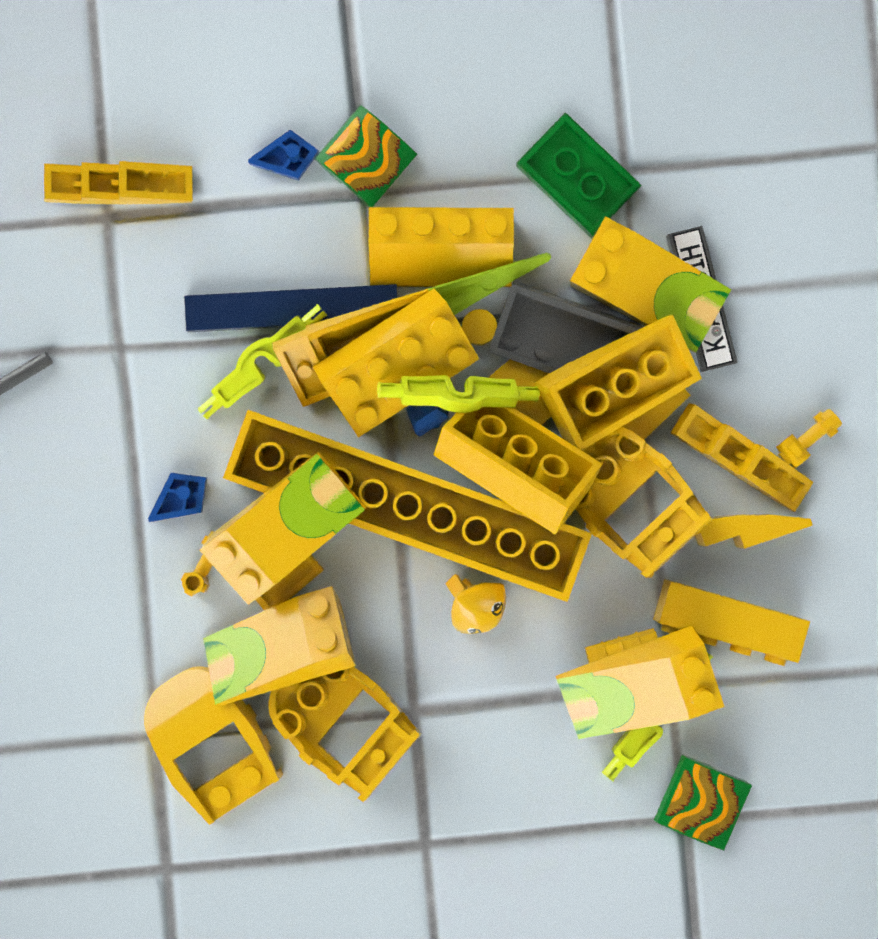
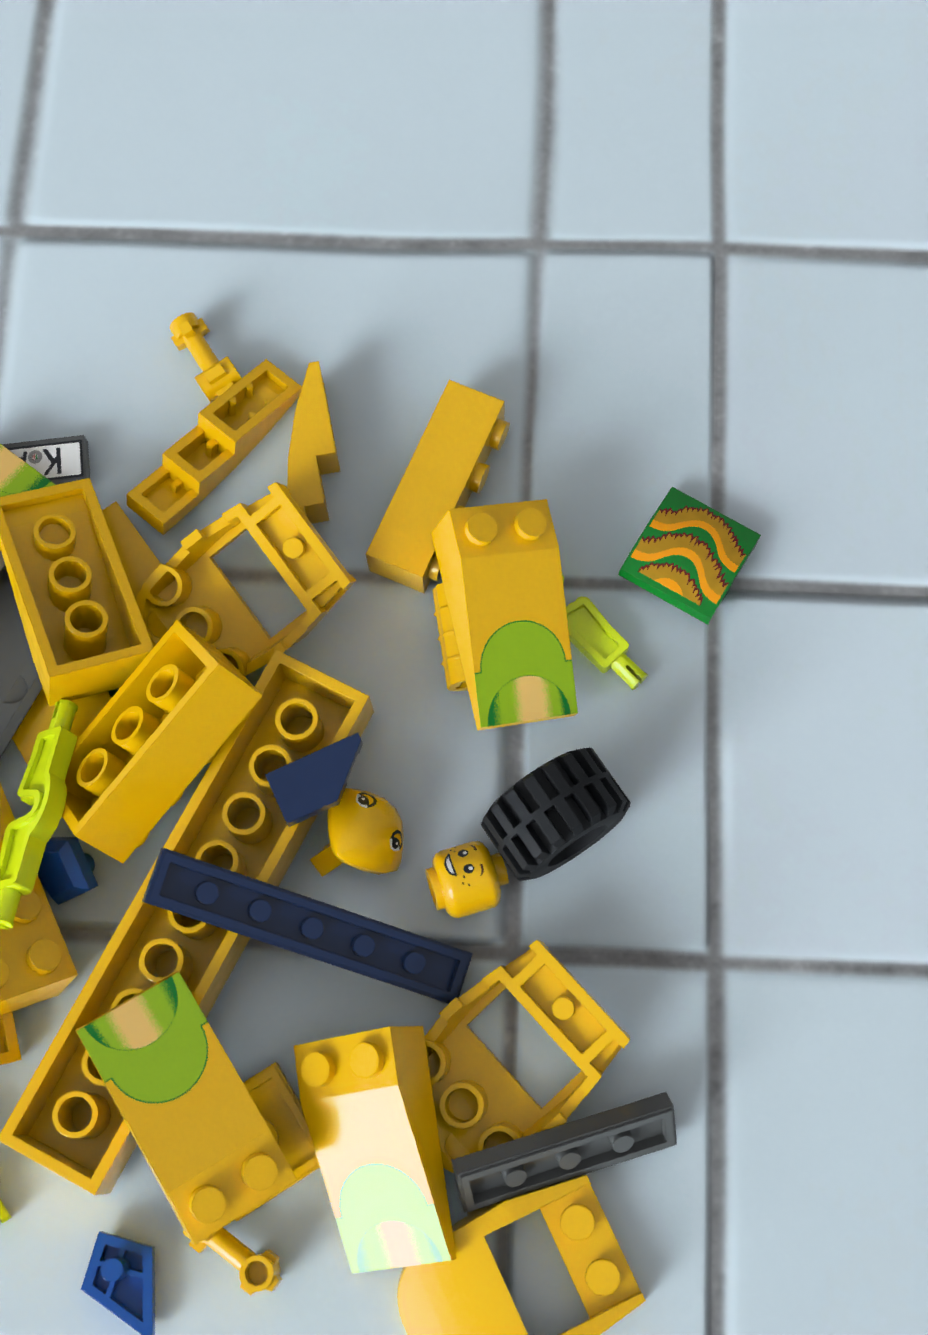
camera: 75 degrees left, 15 degrees down
(290, 766) = (564, 1152): none -> dark grey tile
(407, 582) = (306, 926): none -> dark blue tile
(455, 679) = (466, 879): none -> yellow head
(502, 576) = (314, 780): none -> dark blue tile
(503, 738) = (555, 813): none -> black tyre

